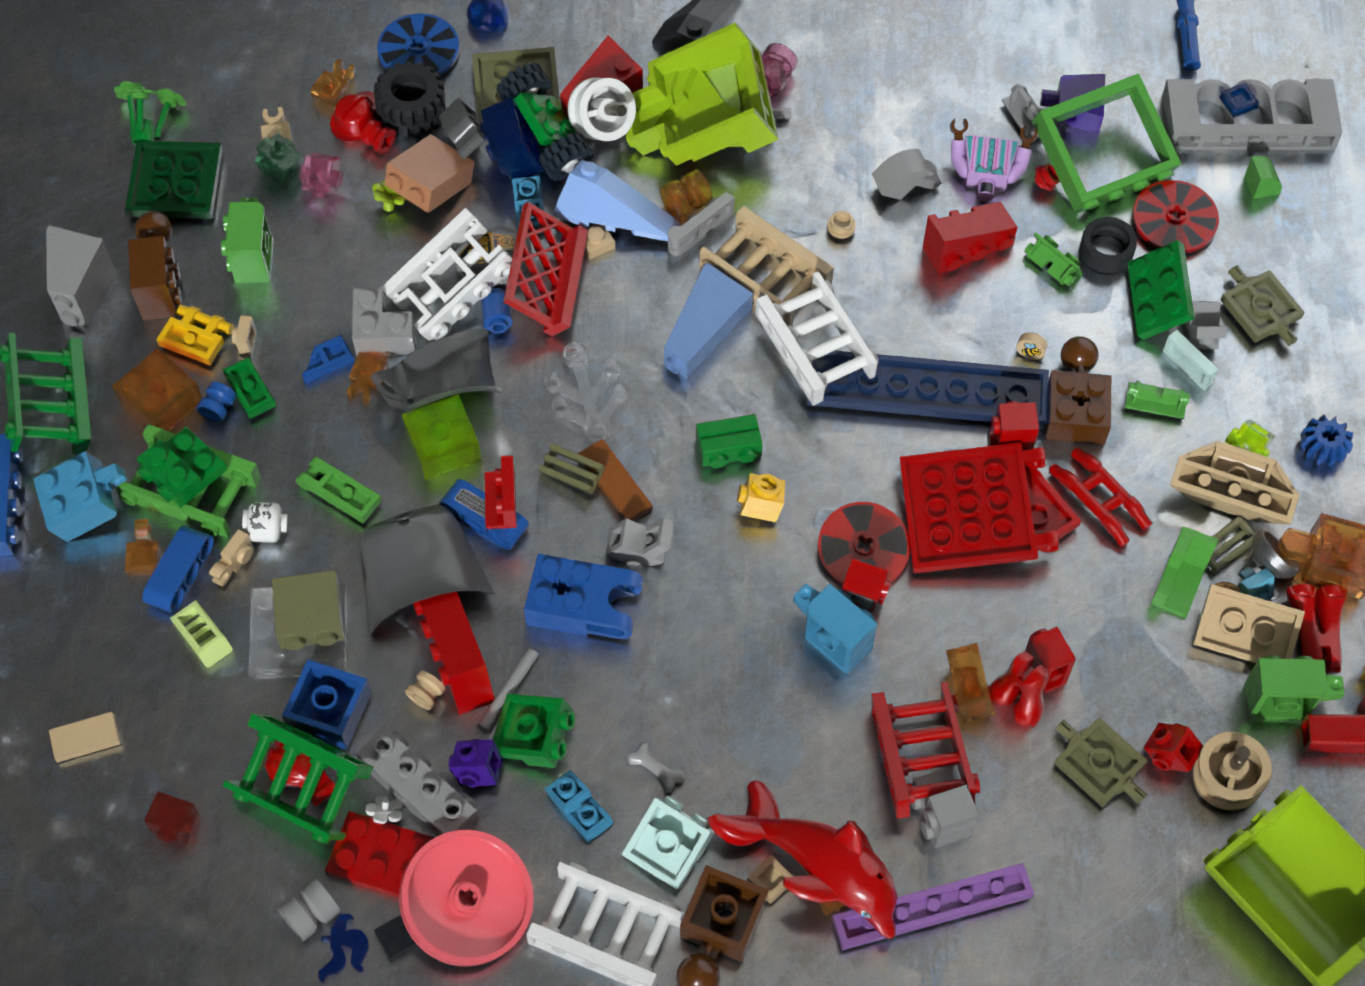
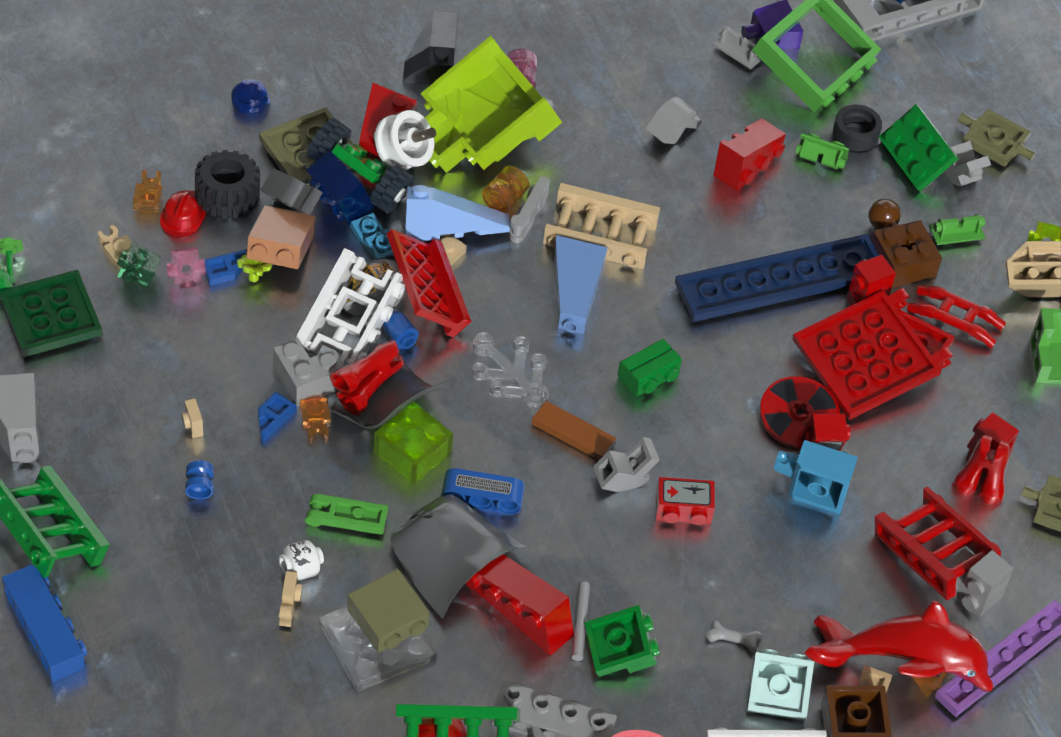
camera: 30 degrees left, 10 degrees down
(78, 495) = (126, 591): dark azure hinge -> none
(142, 554) = (203, 625): clear orange plate -> none
(154, 268) = (83, 387): reddish brown brick -> none
(157, 392) = (144, 489): clear orange brick -> none
(178, 569) = (246, 624): blue beam -> none
(180, 467) = (208, 537): green plate -> none
(191, 340) = (145, 437): yellow plate -> none
(212, 648) = (310, 679): yellowish green slope -> none
(239, 472) = (211, 527): bright green fence -> none
(247, 242) = (156, 339): bright green hinge -> none
(249, 387) = (226, 462): green plate -> none
(327, 703) = (443, 676): blue brick -> none
(359, 185) = (223, 267): none -> blue tile
(378, 136) = (215, 223): red wheel -> none
(422, 30) = (190, 135): blue piece -> none
(425, 690) = (515, 643): tan wheel -> none
(428, 350) = (365, 376): none -> red piece
(476, 762) = (592, 682): dark purple brick -> none
(501, 496) = (500, 465): red bracket -> none
(551, 459) = (534, 421): olive tile -> none
(579, 806) = (685, 686): dark azure slope -> none
(586, 597) = (601, 527): blue brick -> none
(683, 600) = (685, 500): none -> brick
(762, 497) = (703, 400): yellow brick -> none
(799, 359) = (669, 283): white fence -> none
(841, 224) = (642, 176): tan plate -> none
(970, 682) = (943, 479): clear orange brick -> none
(989, 162) = (732, 92): lavender torso -> none
(1032, 346) = (843, 220): tan tile -> none
(1046, 177) = (781, 91): red plate -> none
(1190, 360) = (967, 193): light aqua tile -> none
(1193, 207) = (893, 90): red piece -> none
(1262, 177) = (943, 43): bright green brick -> none

